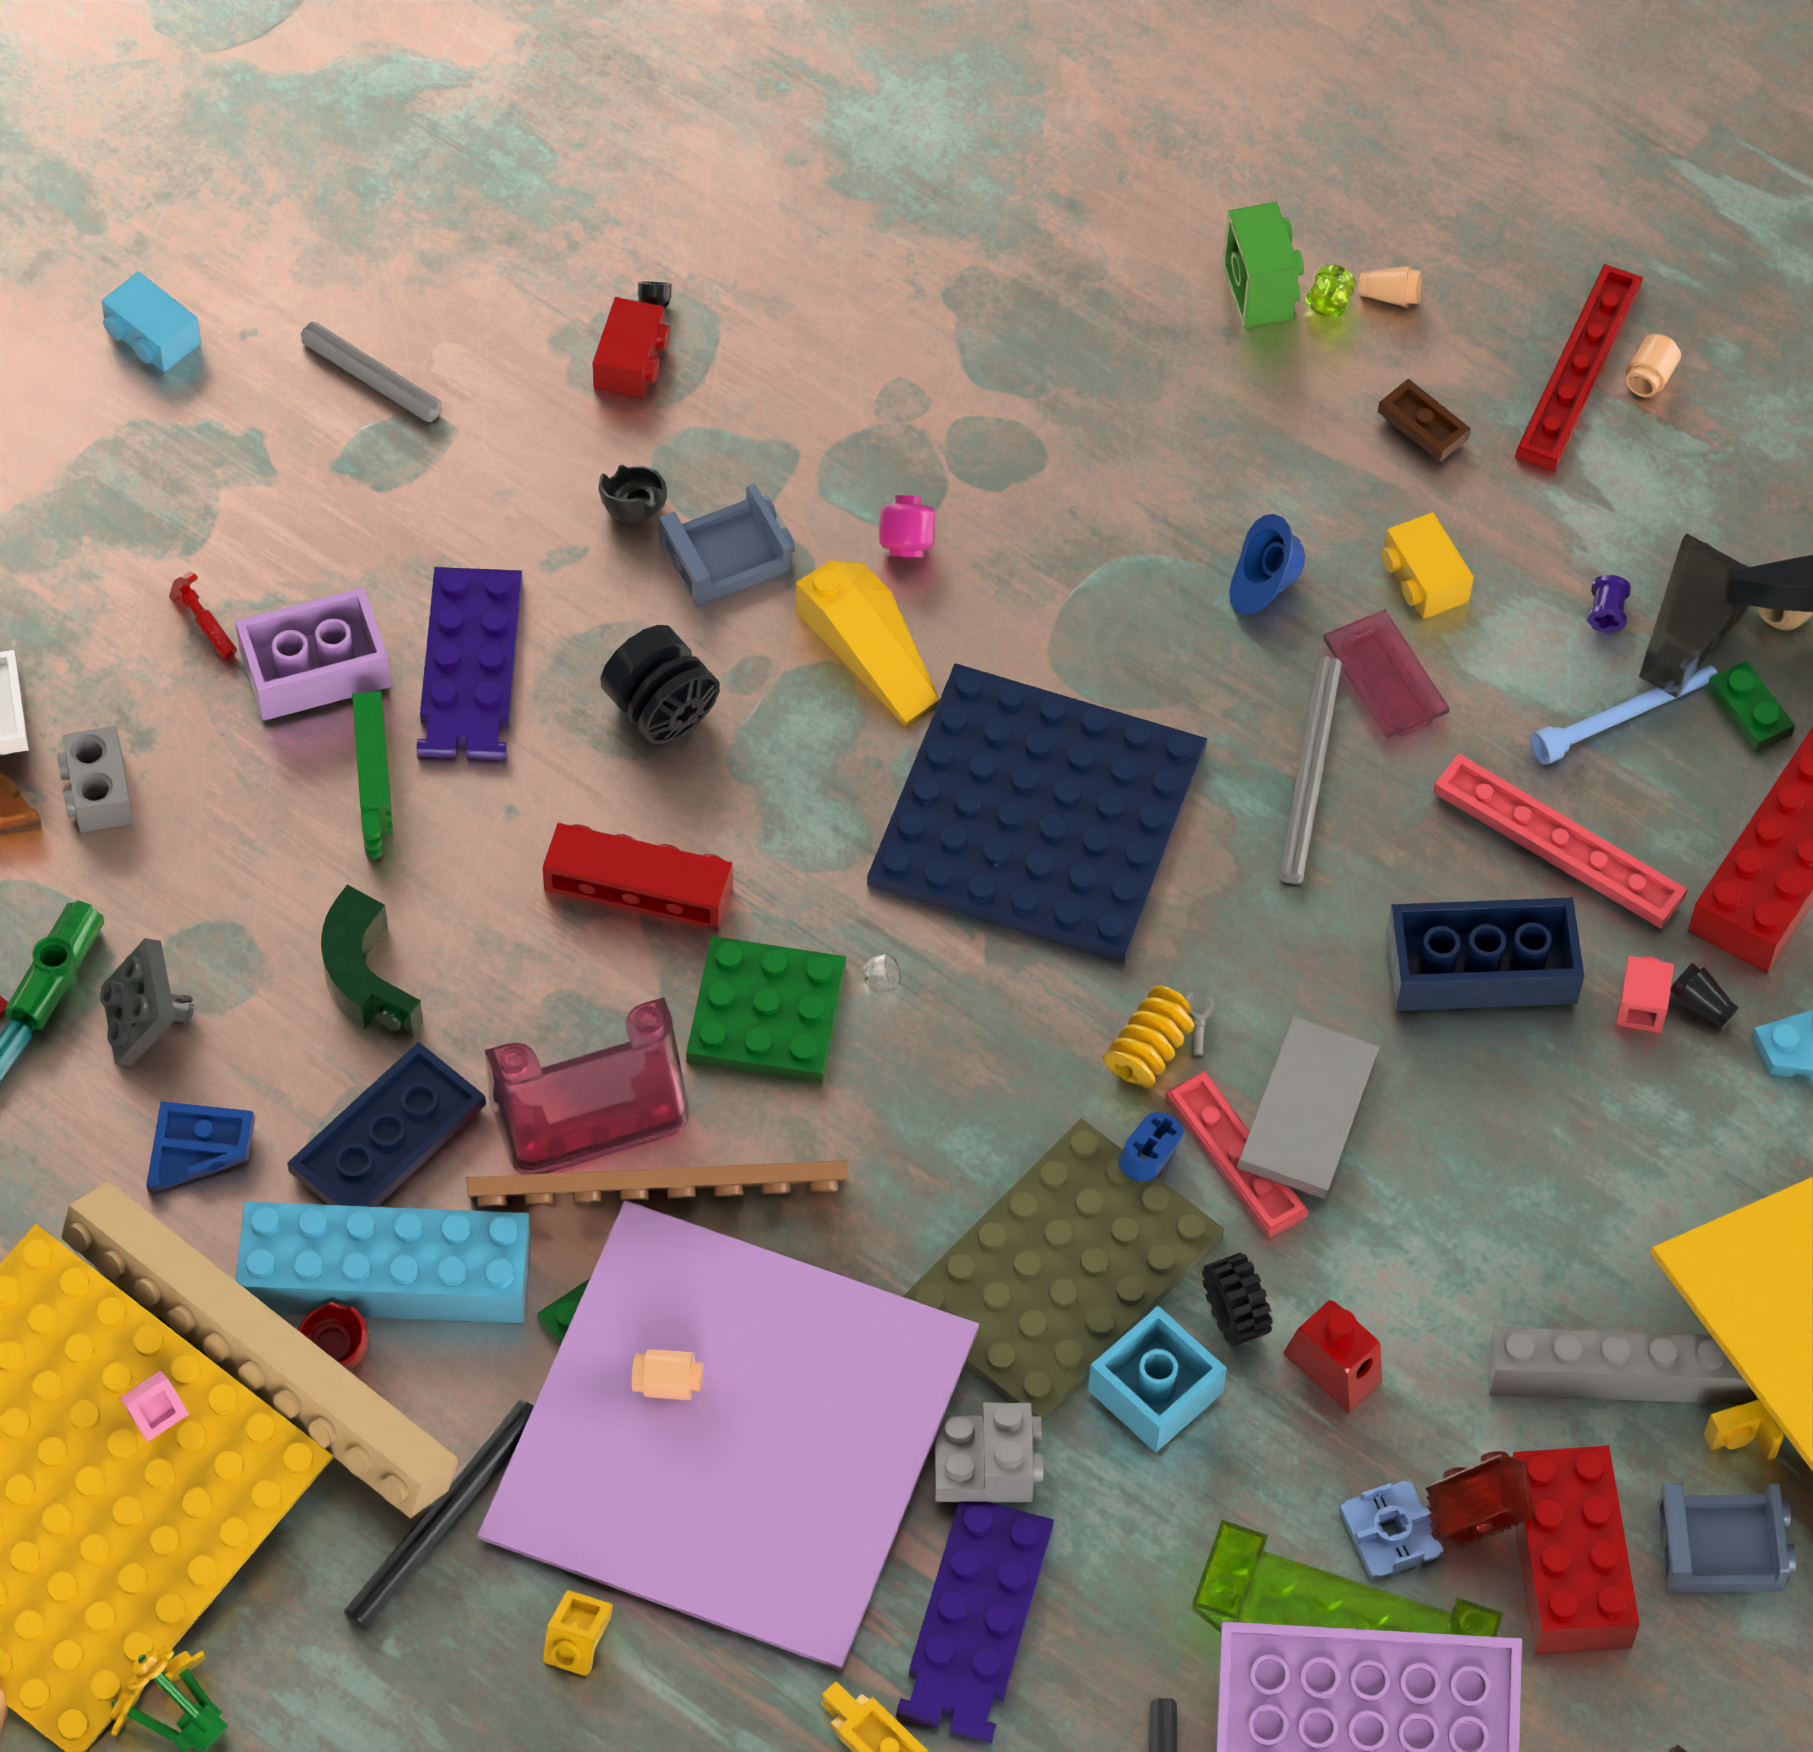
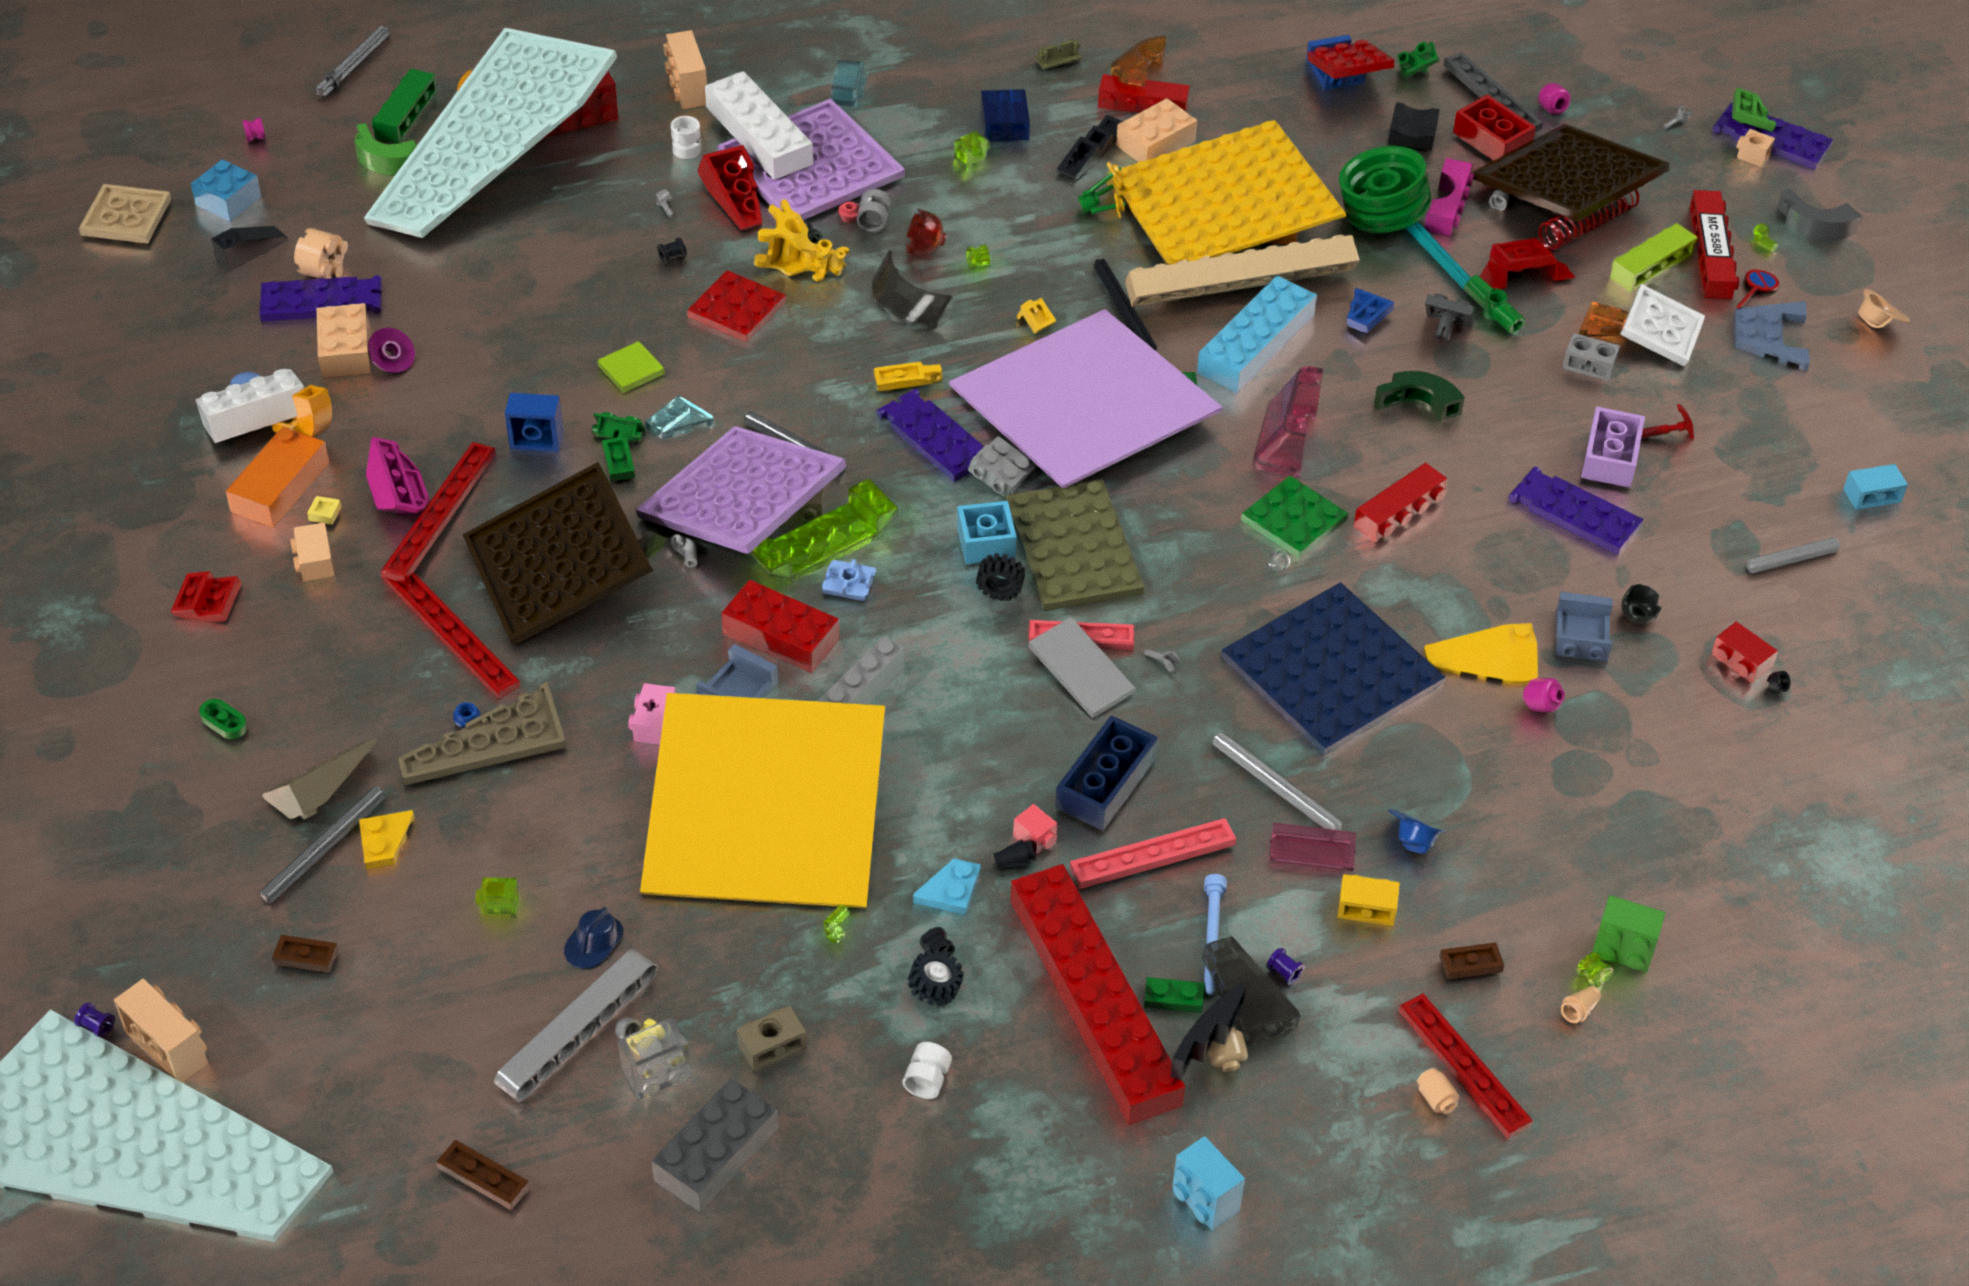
camera: 125 degrees right, 10 degrees down
(154, 1405) = (1230, 212): bright pink plate -> none
(338, 1332) = (1230, 304): red hair -> none
(372, 771) = (1528, 440): green hinge -> none
(387, 1131) = (1323, 350): dark blue plate -> none
(635, 1184) = (1224, 426): medium nougat plate -> none
(659, 684) = (1504, 548): black wheel -> none
(666, 1374) = (1123, 375): light nougat brick -> none
(1144, 1142) = (1101, 599): blue beam -> none
(1150, 1037) = (1164, 626): yellow piece -> none
(1333, 1350) = (944, 597): red torso -> none
(1480, 1500) = (828, 597): clear red brick -> none

